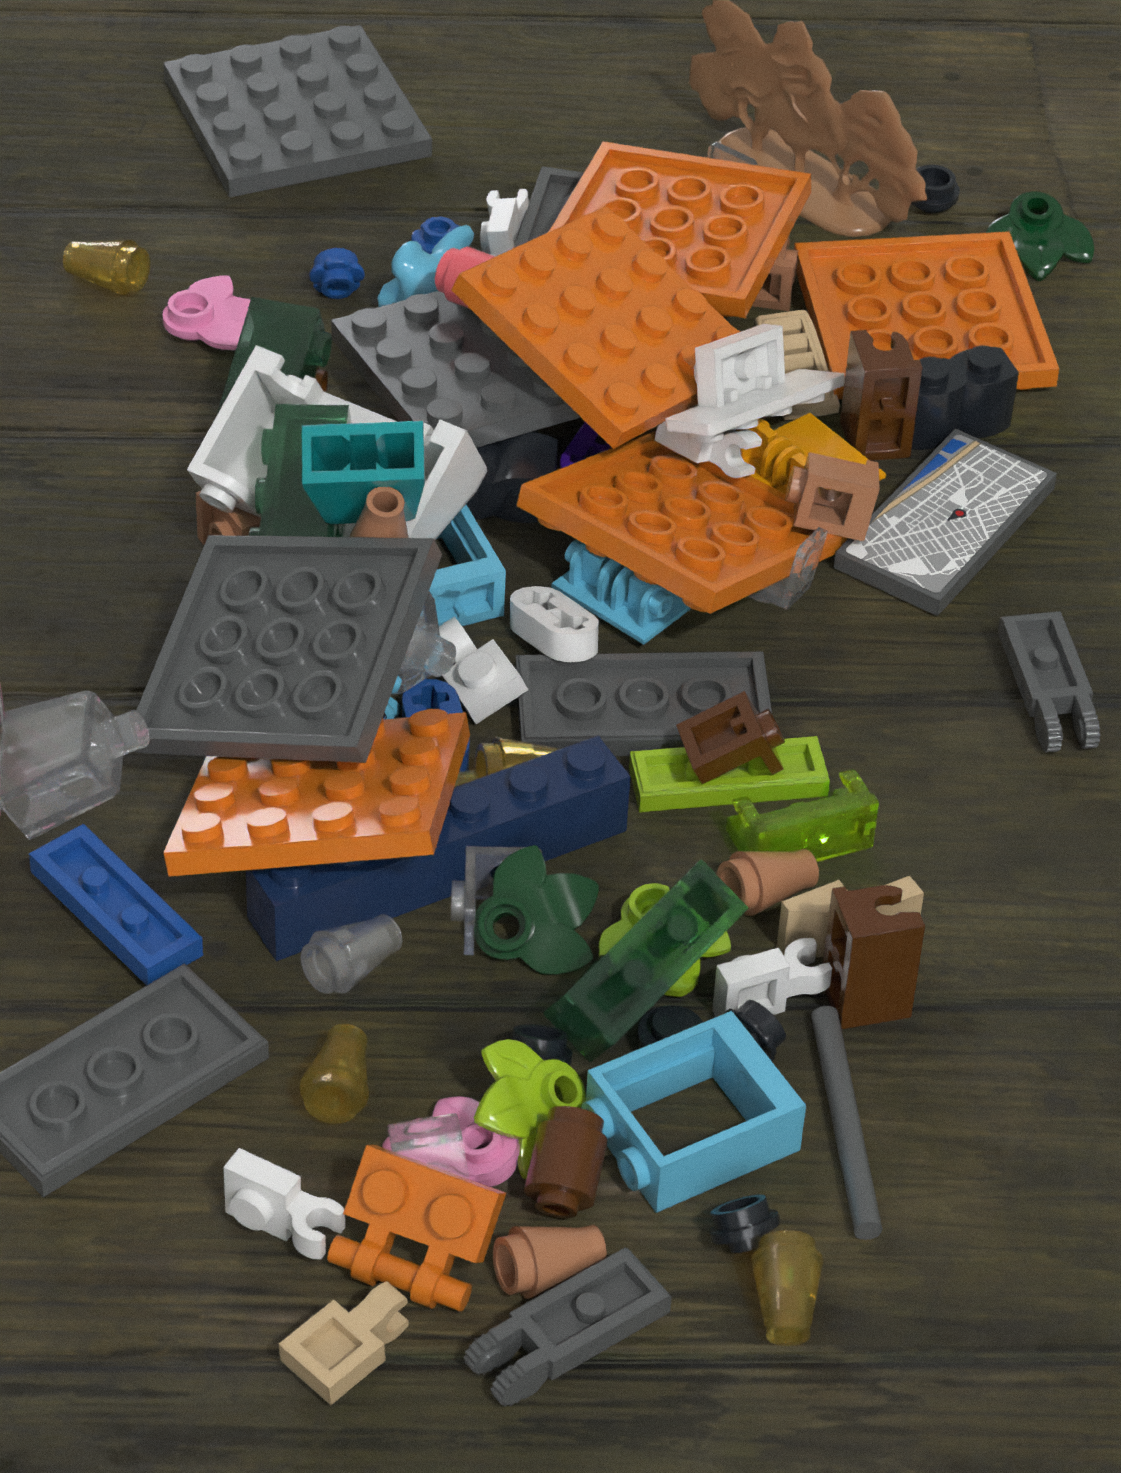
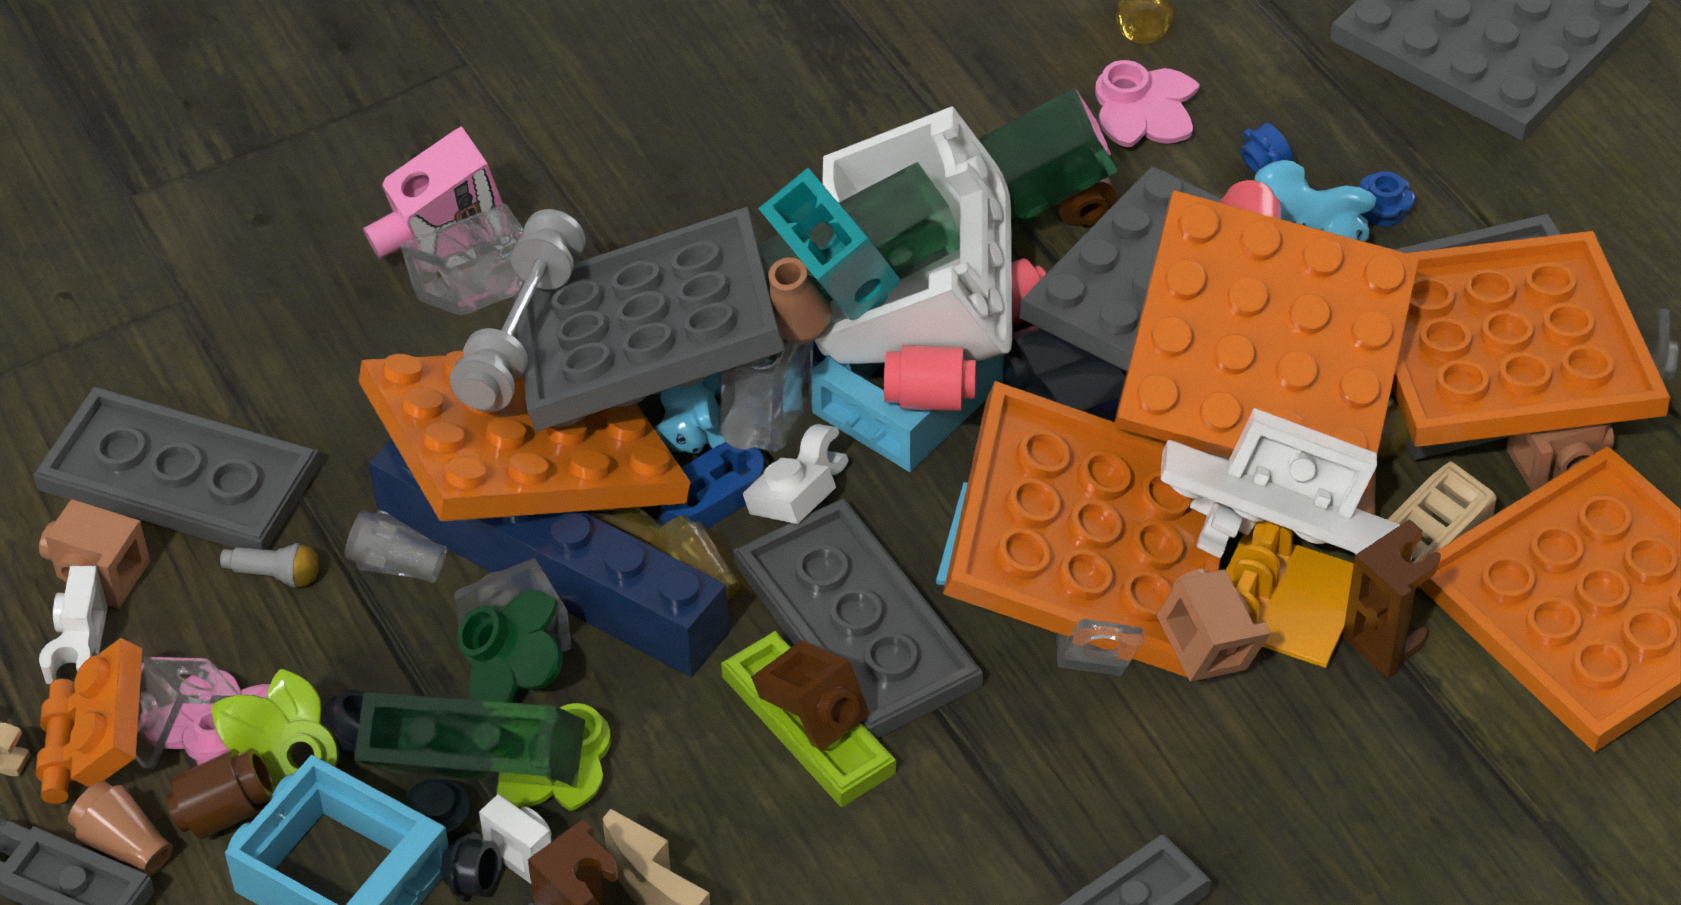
camera: 65 degrees right, 5 degrees up
(115, 904) = (335, 404): blue plate -> none
(185, 1158) = (101, 539): none -> nougat brick
(269, 747) = (493, 356): none -> light grey axle
(303, 1037) = (293, 565): none -> light grey piece
(337, 1078) = (249, 602): clear yellow cone -> none
(479, 523) = (929, 378): none -> coral brick
(505, 221) = (1433, 221): white plate -> none
(554, 624) = (889, 497): white beam -> none
(768, 876) = (671, 796): nougat cone -> none
(822, 826) = (763, 798): clear neon green hinge -> none
(946, 521) = (1301, 742): tile -> none
(964, 393) = (1477, 669): black brick -> none

